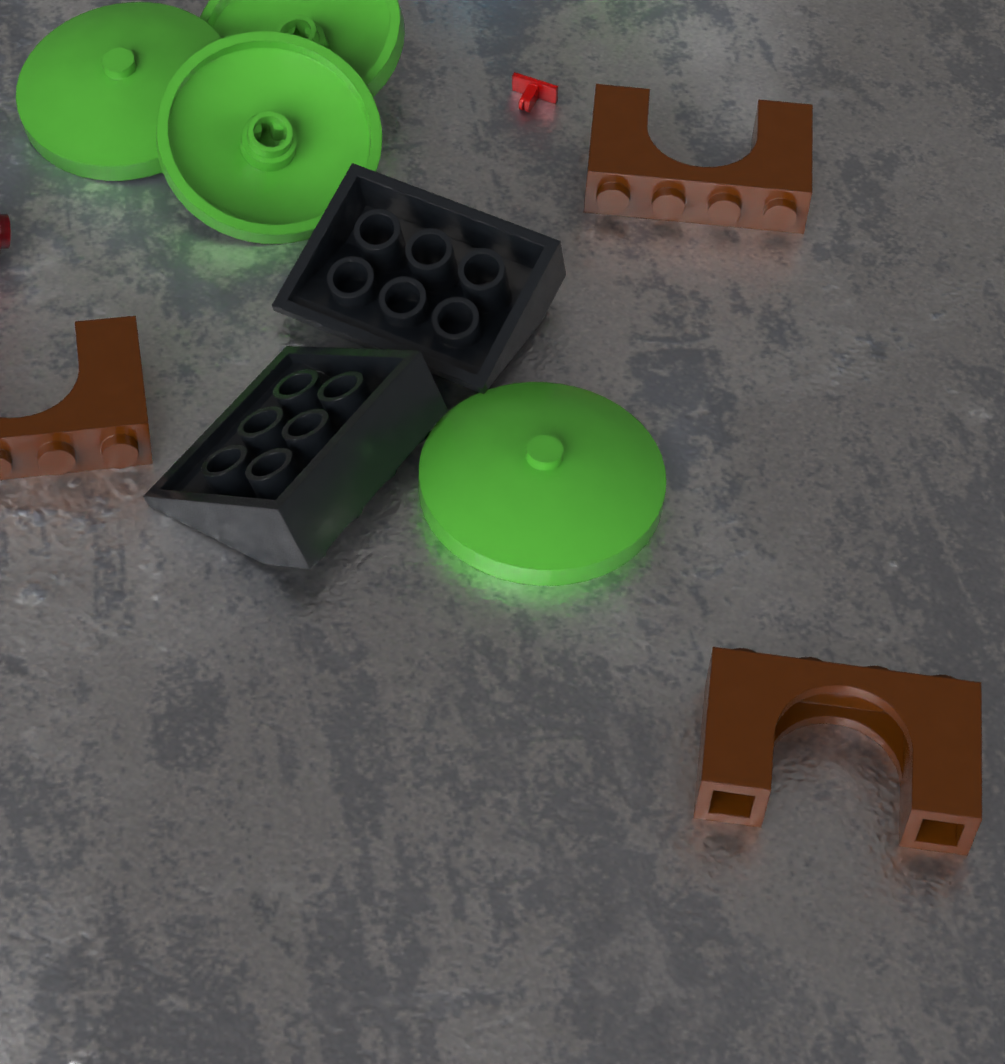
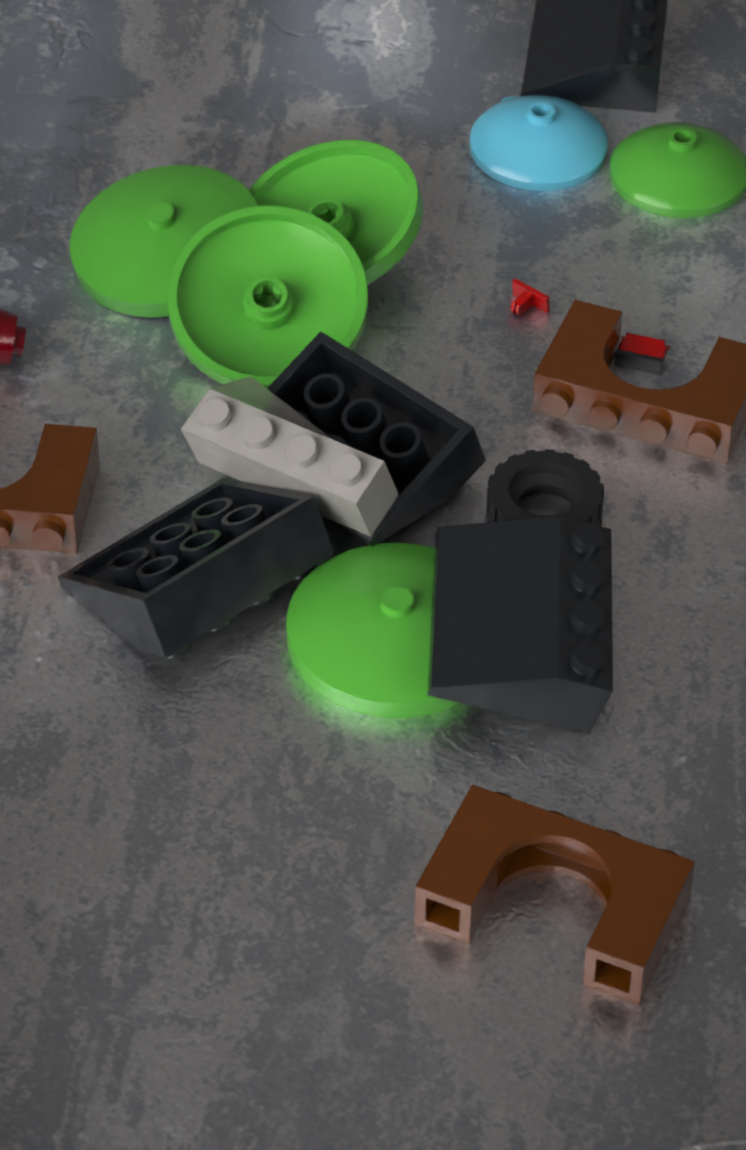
camera: 20 degrees right, 5 degrees down
(333, 300) = (267, 443): none -> light grey wedge
(636, 345) = (544, 474): none -> black tyre
(674, 130) = (641, 353): none -> piece
(687, 445) = (524, 619): none -> black slope

